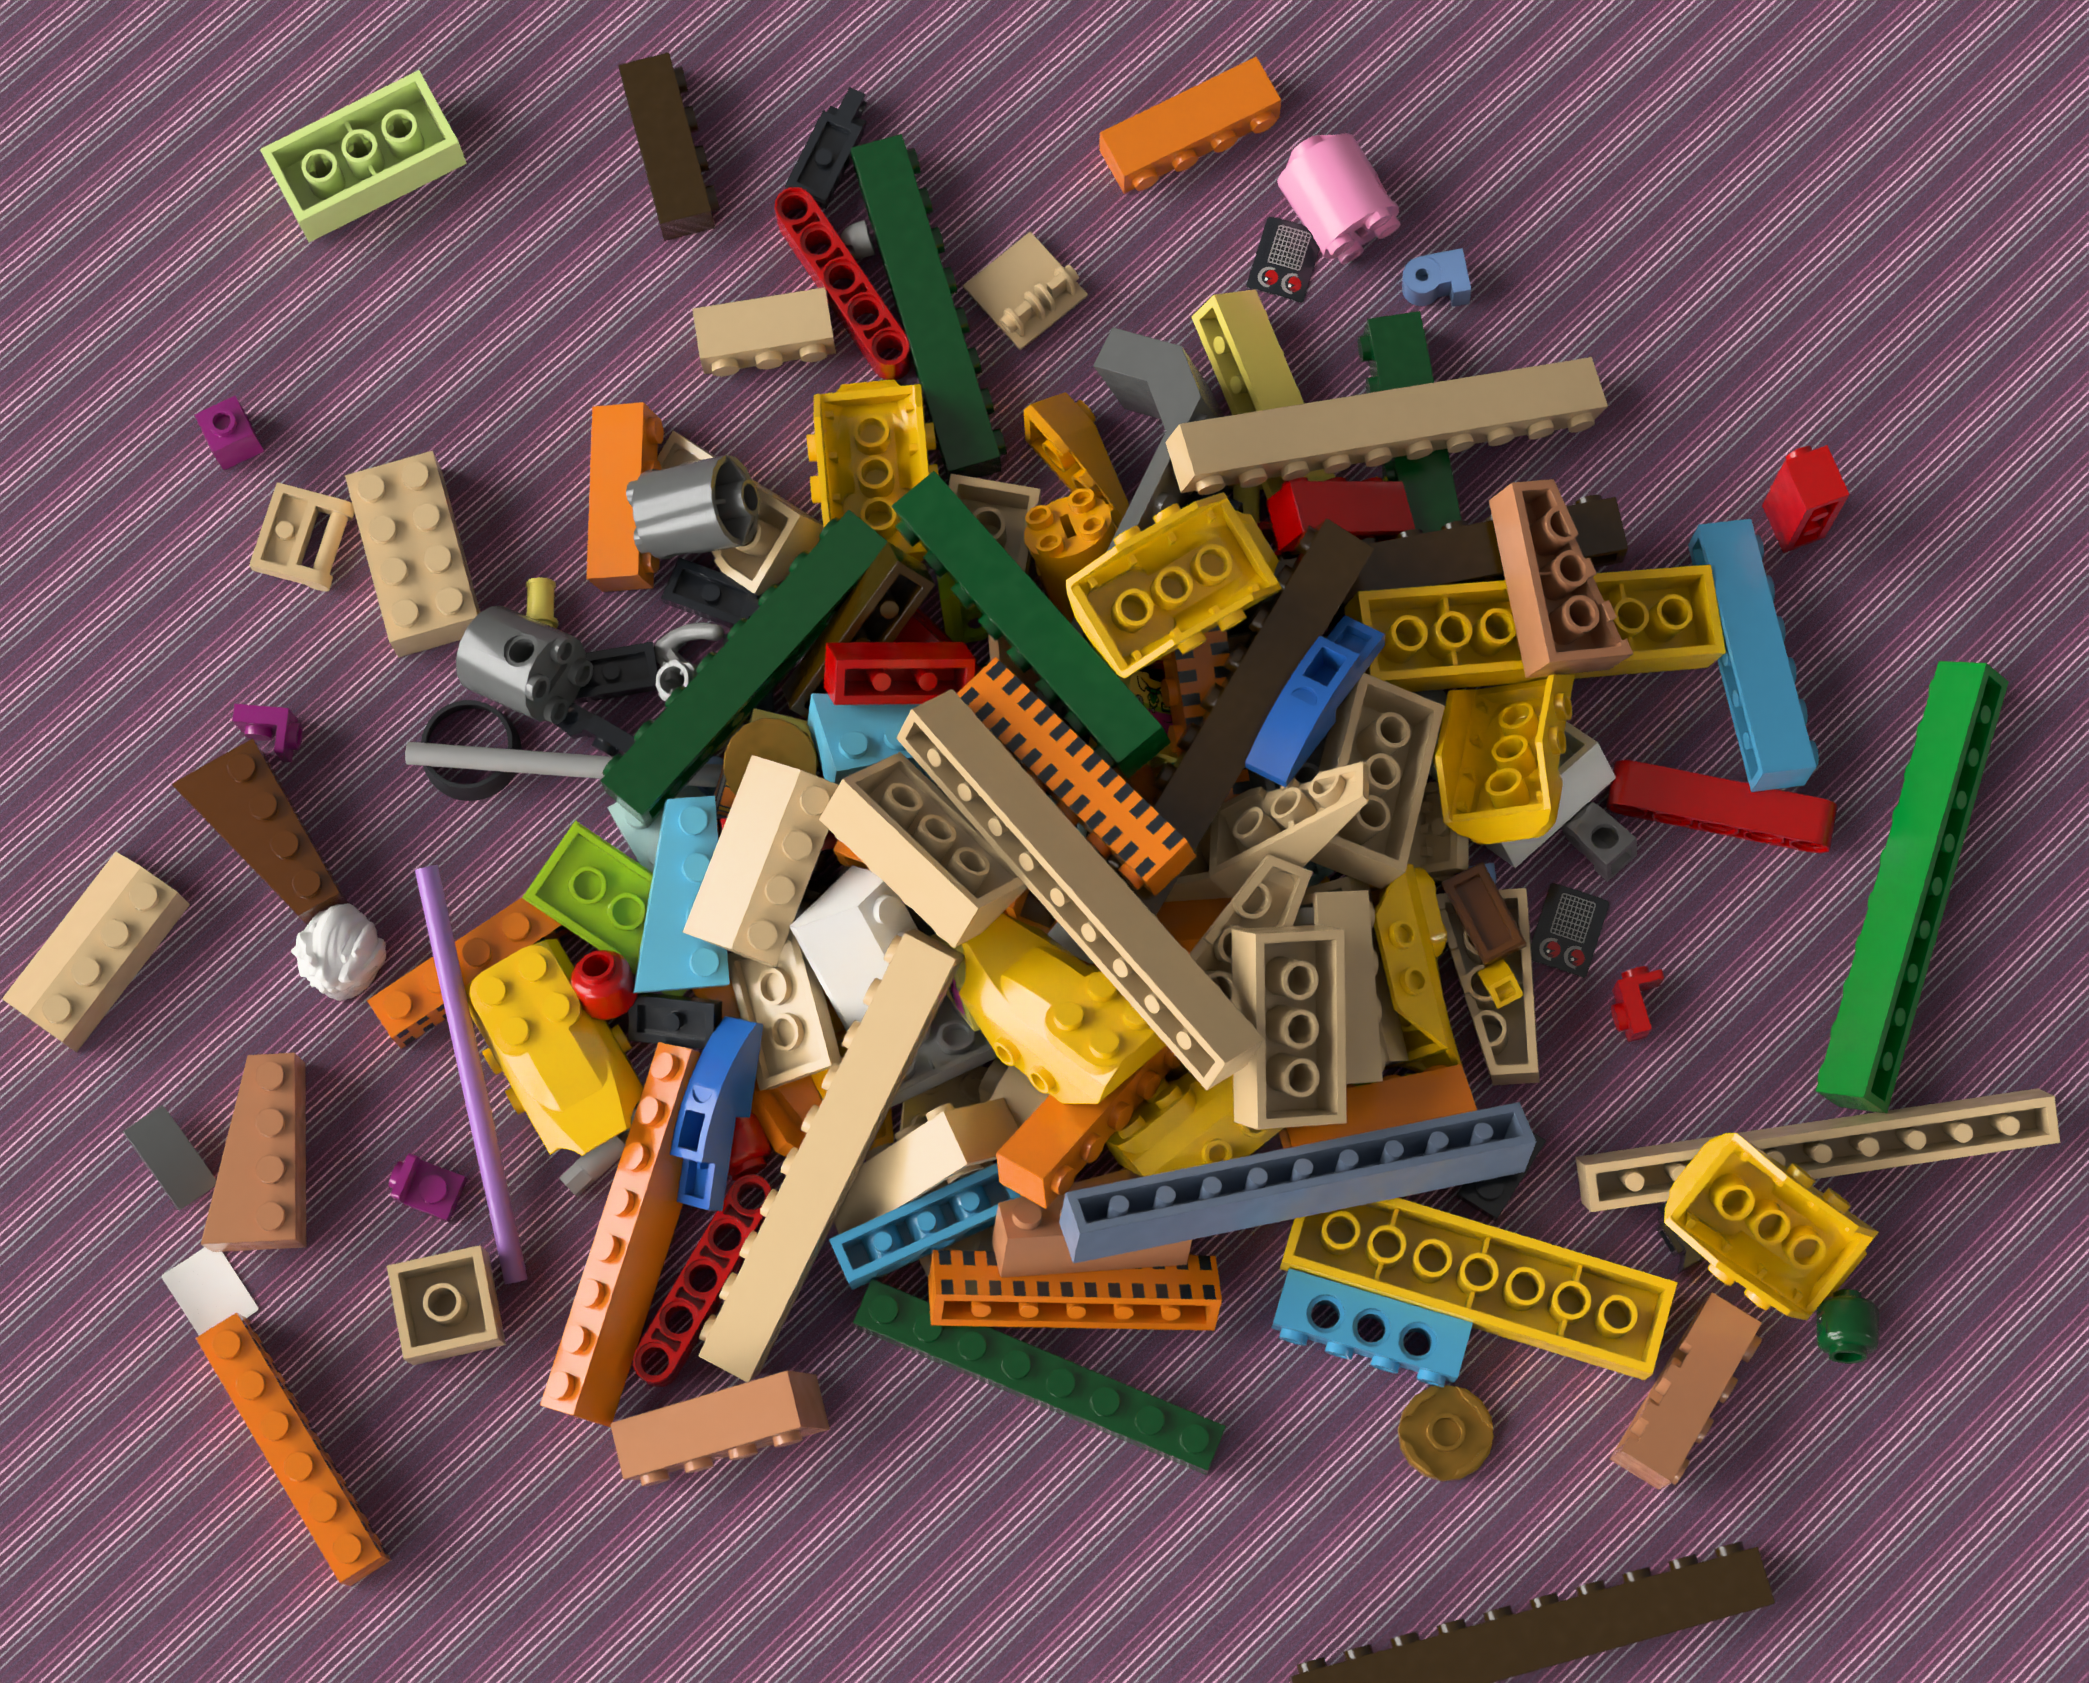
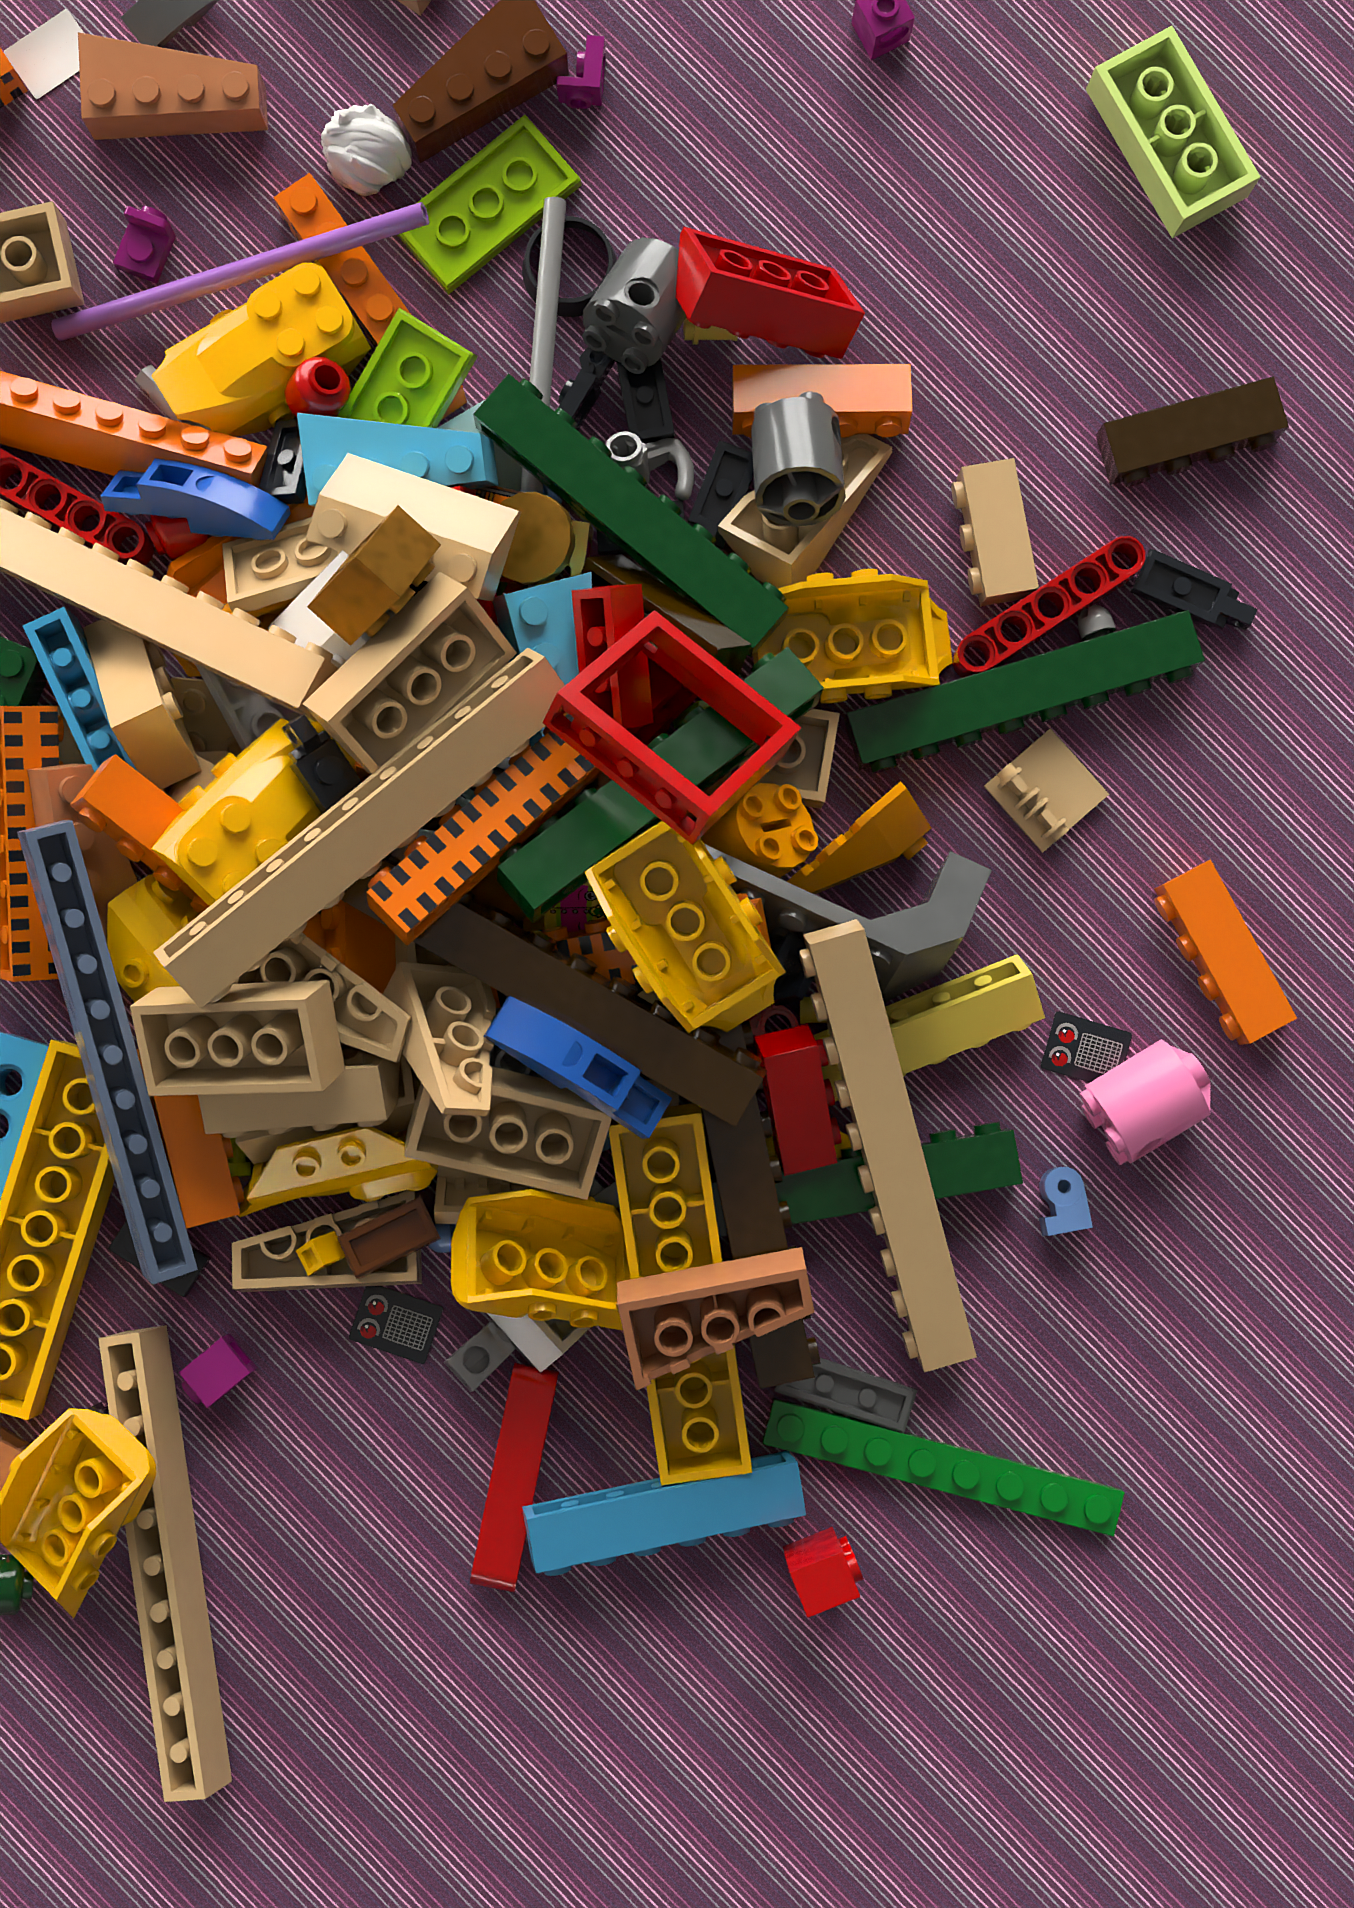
camera: 80 degrees right, 10 degrees up
(288, 532) = (785, 84): tan plate -> none
(396, 829) = (489, 203): none -> lime tile
(414, 553) = (769, 195): tan brick -> none
(518, 540) = (765, 295): none -> red slope
(826, 874) = (376, 577): none -> pearl gold brick
(1015, 941) = (319, 764): none -> black hinge
(1018, 620) = (637, 766): none -> red window
(1622, 1104) = (216, 1371): none -> magenta brick
(1630, 1011) = (308, 1380): red bracket -> none
(1633, 473) = (855, 1394): none -> dark grey tile
(1699, 399) = (943, 1467): none -> green plate
(1912, 886) = (431, 1665): green brick -> none

